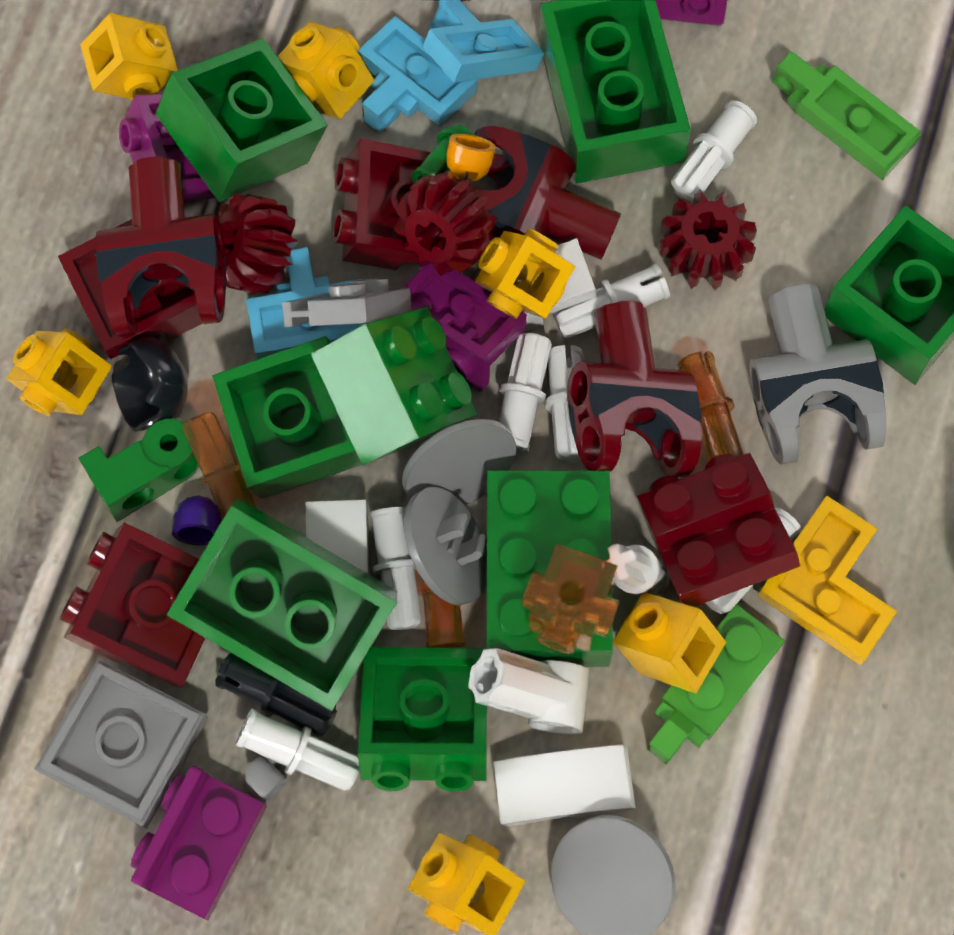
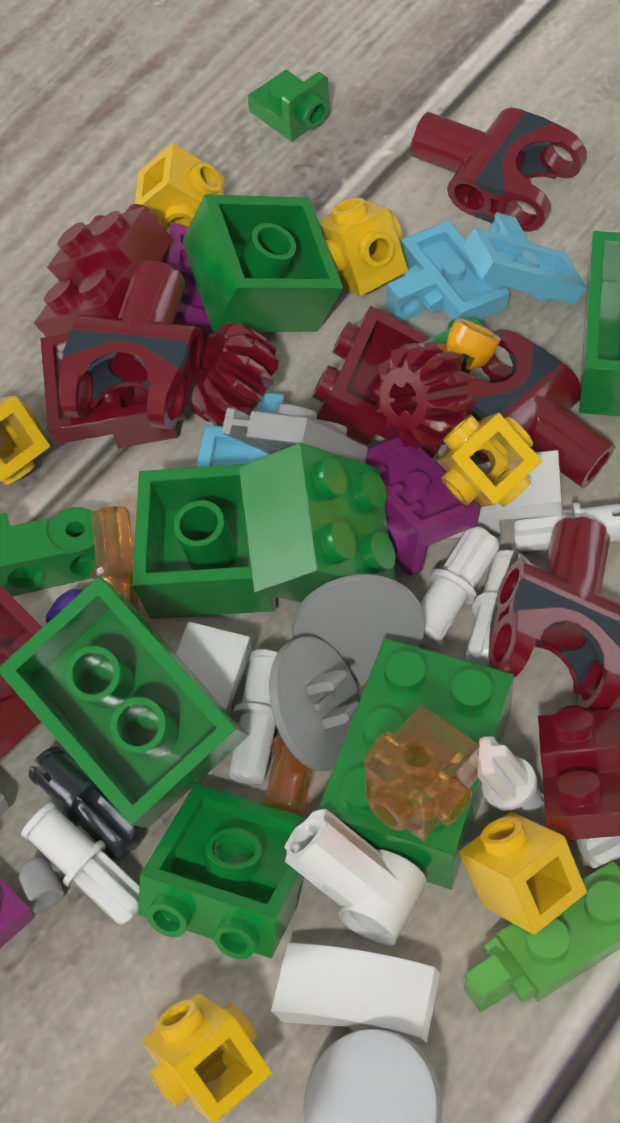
camera: 20 degrees right, 15 degrees down
(86, 166) = (98, 265): none -> dark red plate
(150, 383) = (84, 476): black hair -> none

